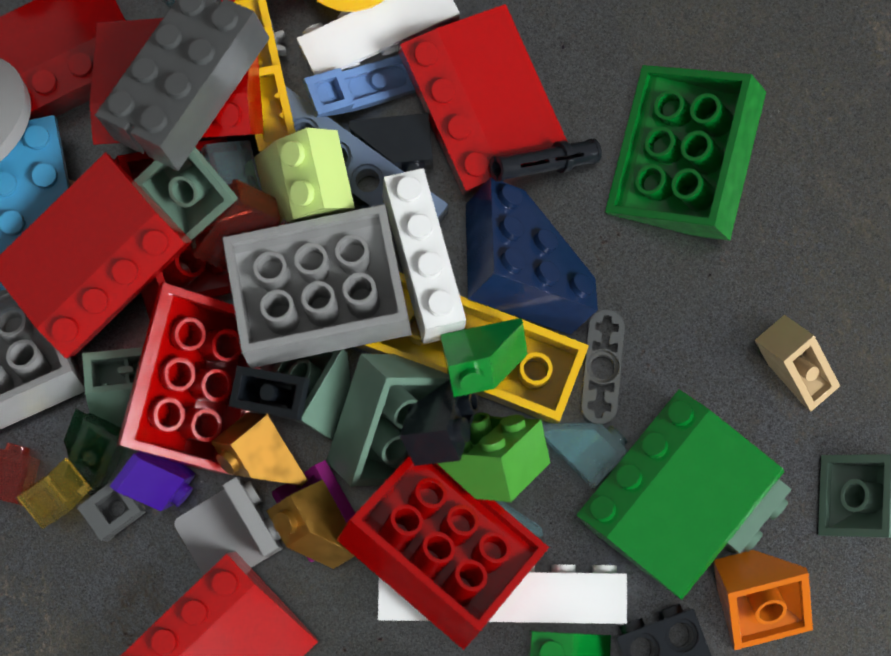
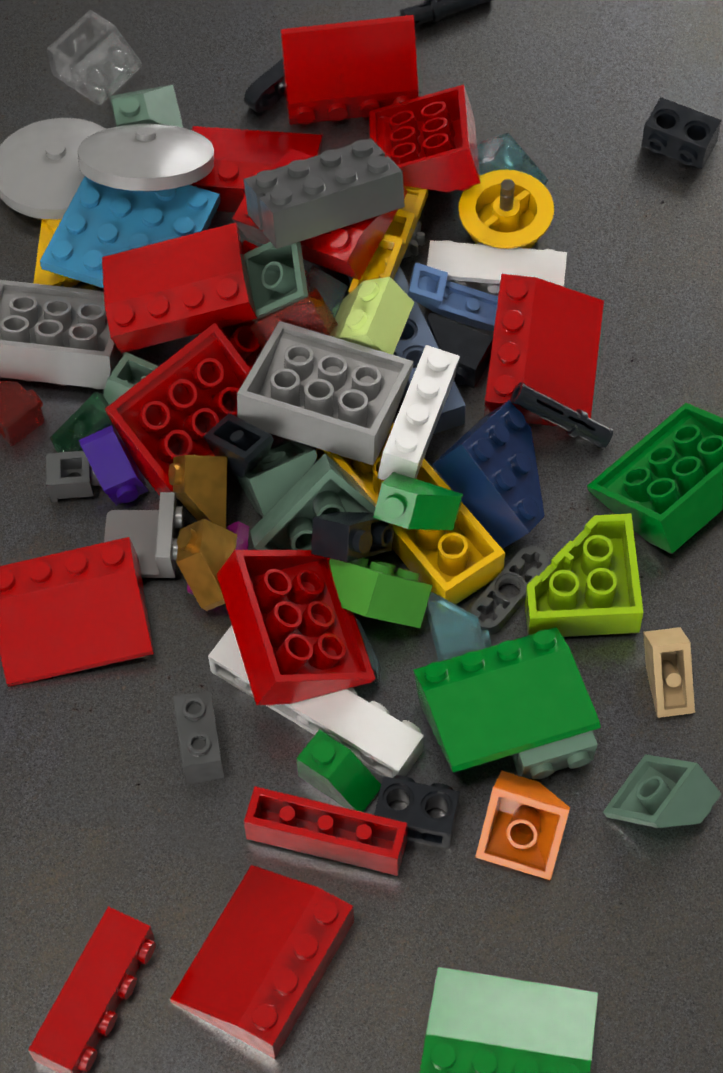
camera: 35 degrees right, 20 degrees down
(54, 493) = (35, 436): clear yellow panel -> none
(678, 320) = (590, 583): none -> lime brick

